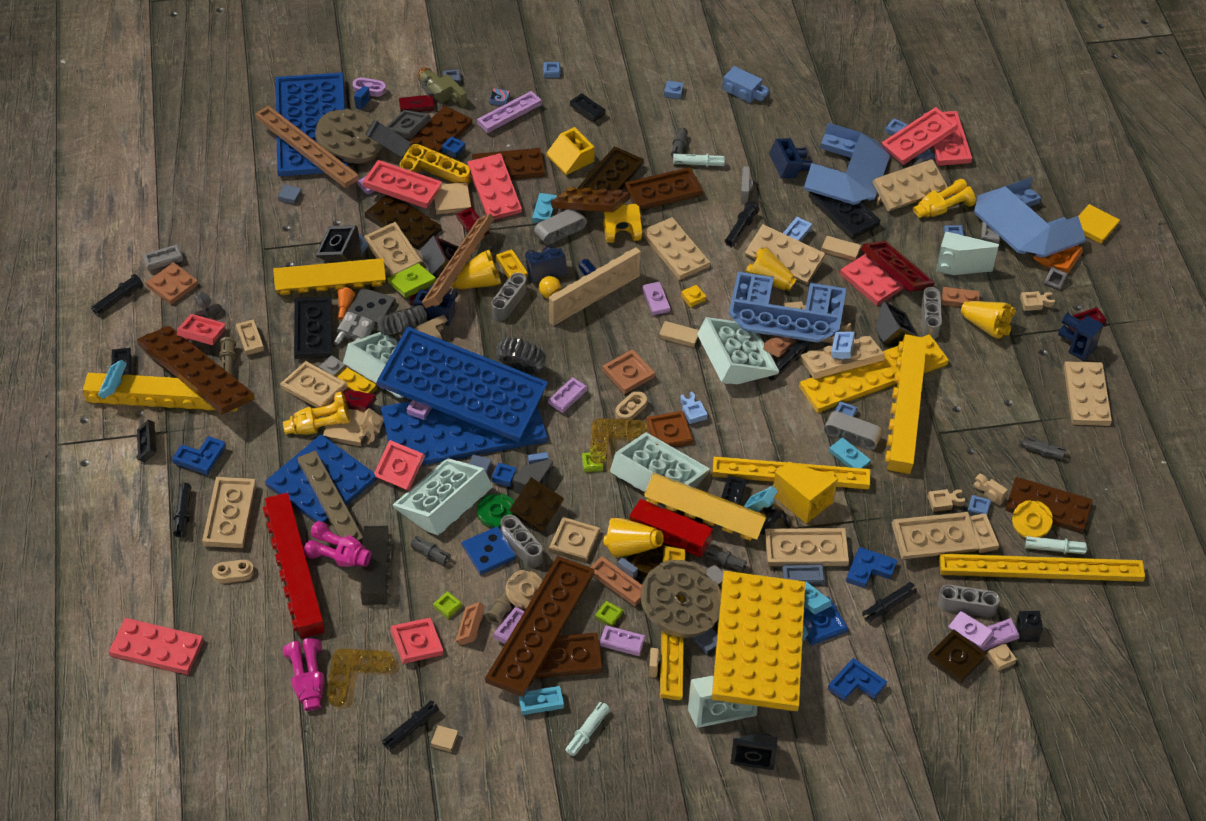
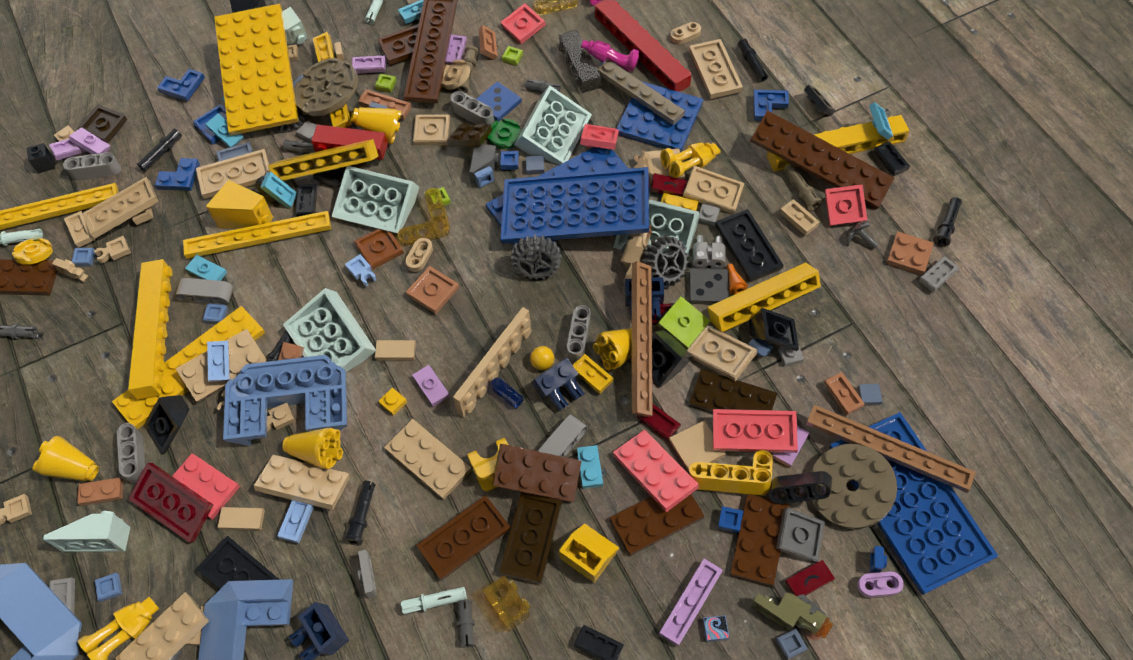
camera: 165 degrees right, 10 degrees up
(311, 197) = (844, 393): none -> nougat plate
(567, 395) = (482, 249): lavender plate -> none
(644, 142) = (503, 604): none -> clear yellow brick

